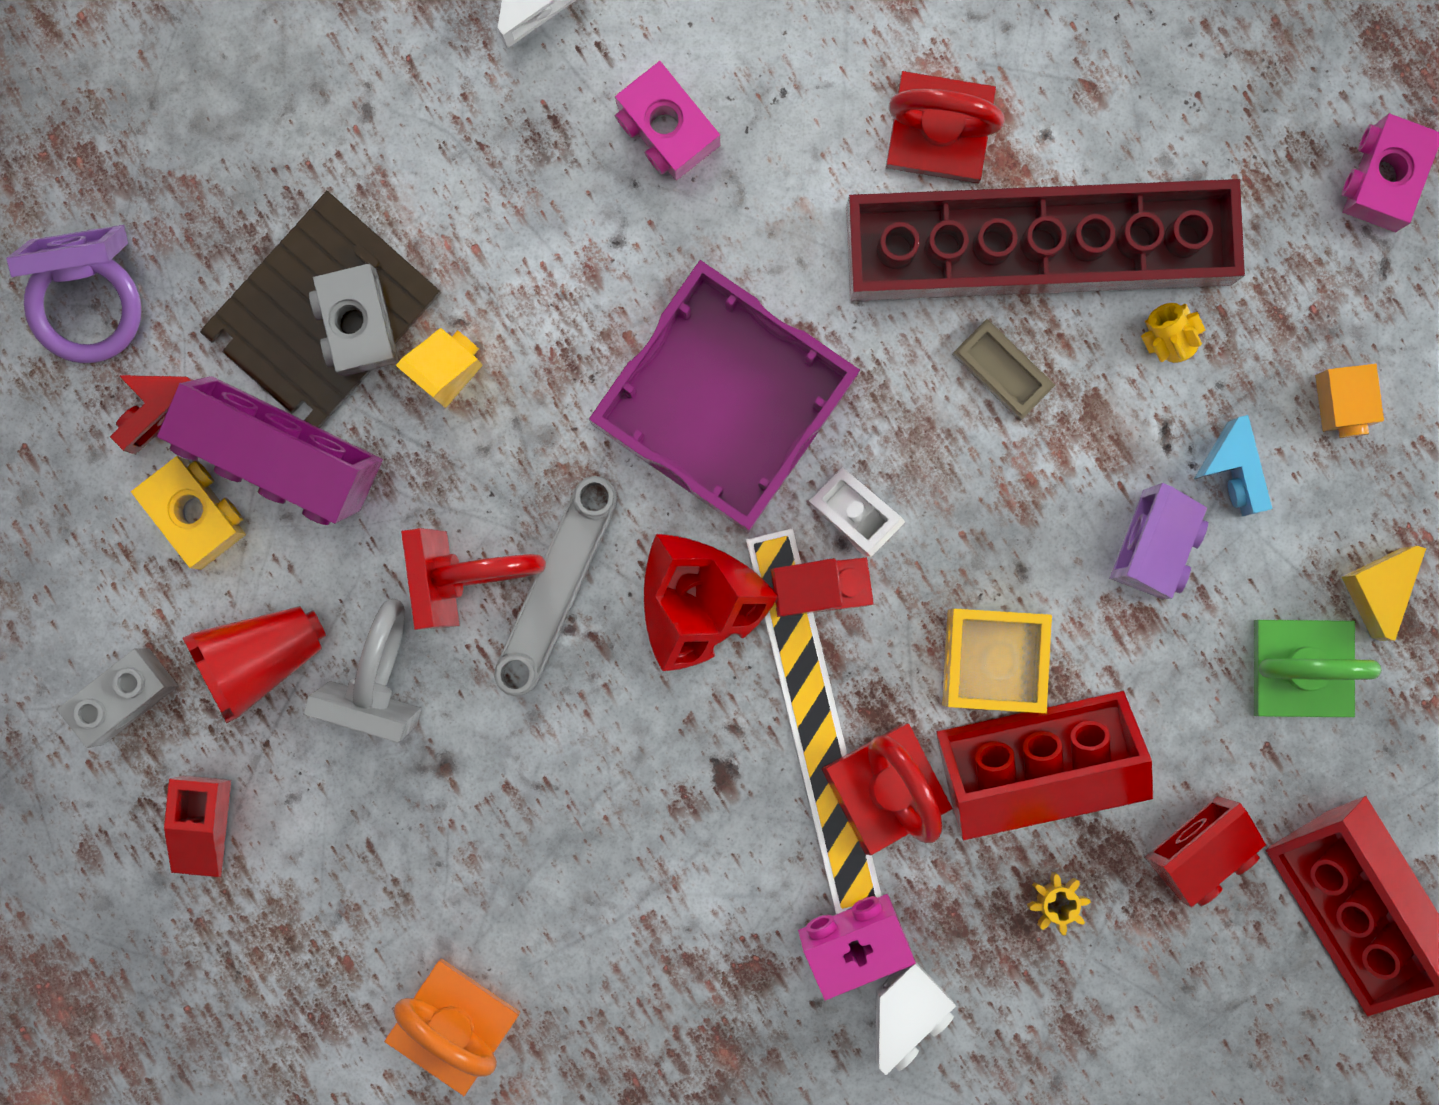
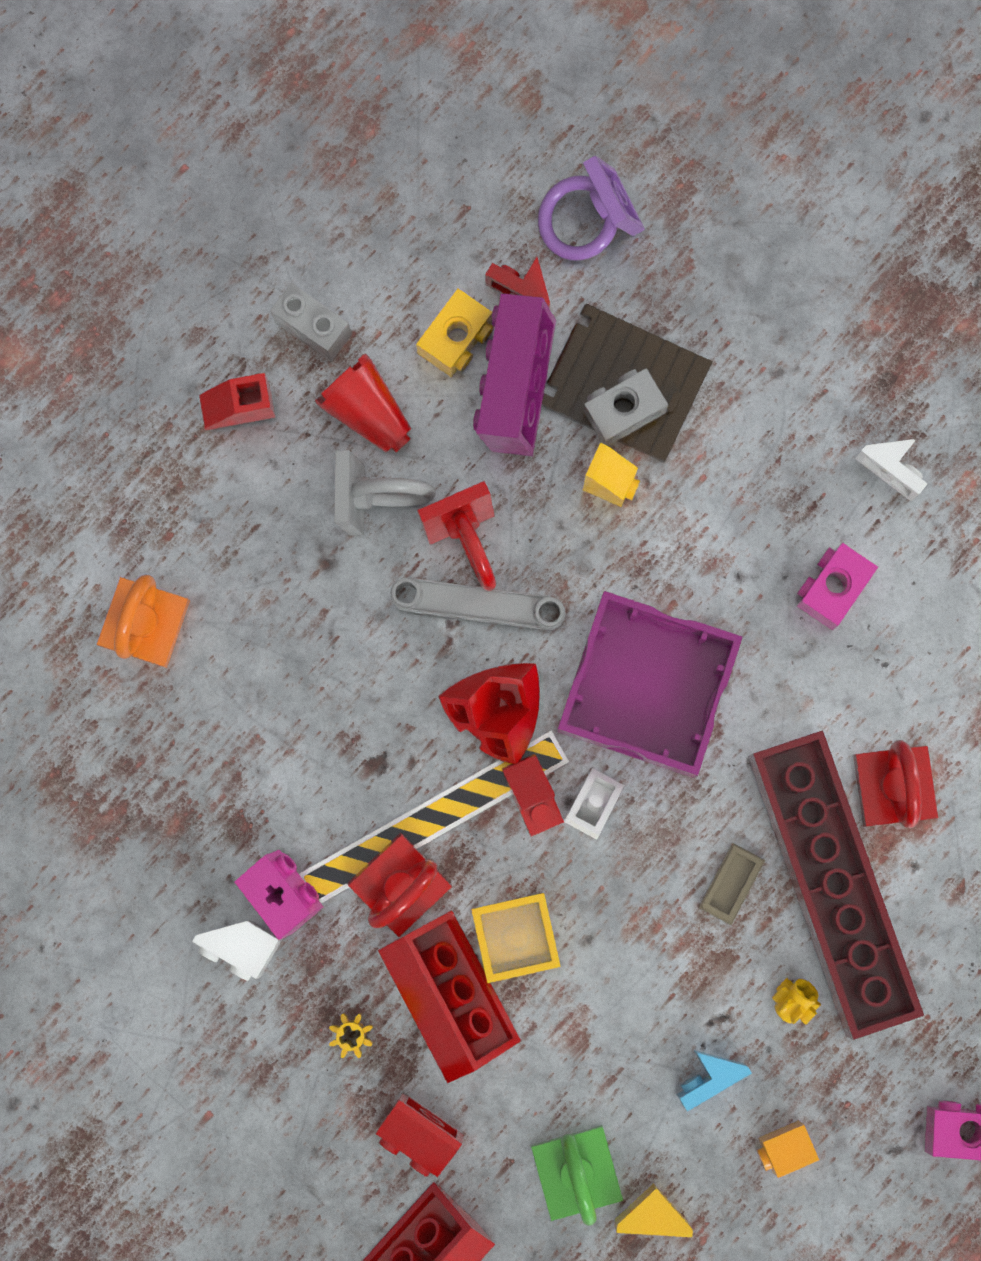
camera: 75 degrees right, 5 degrees down
(1160, 542) = (638, 1035): medium lavender slope -> none

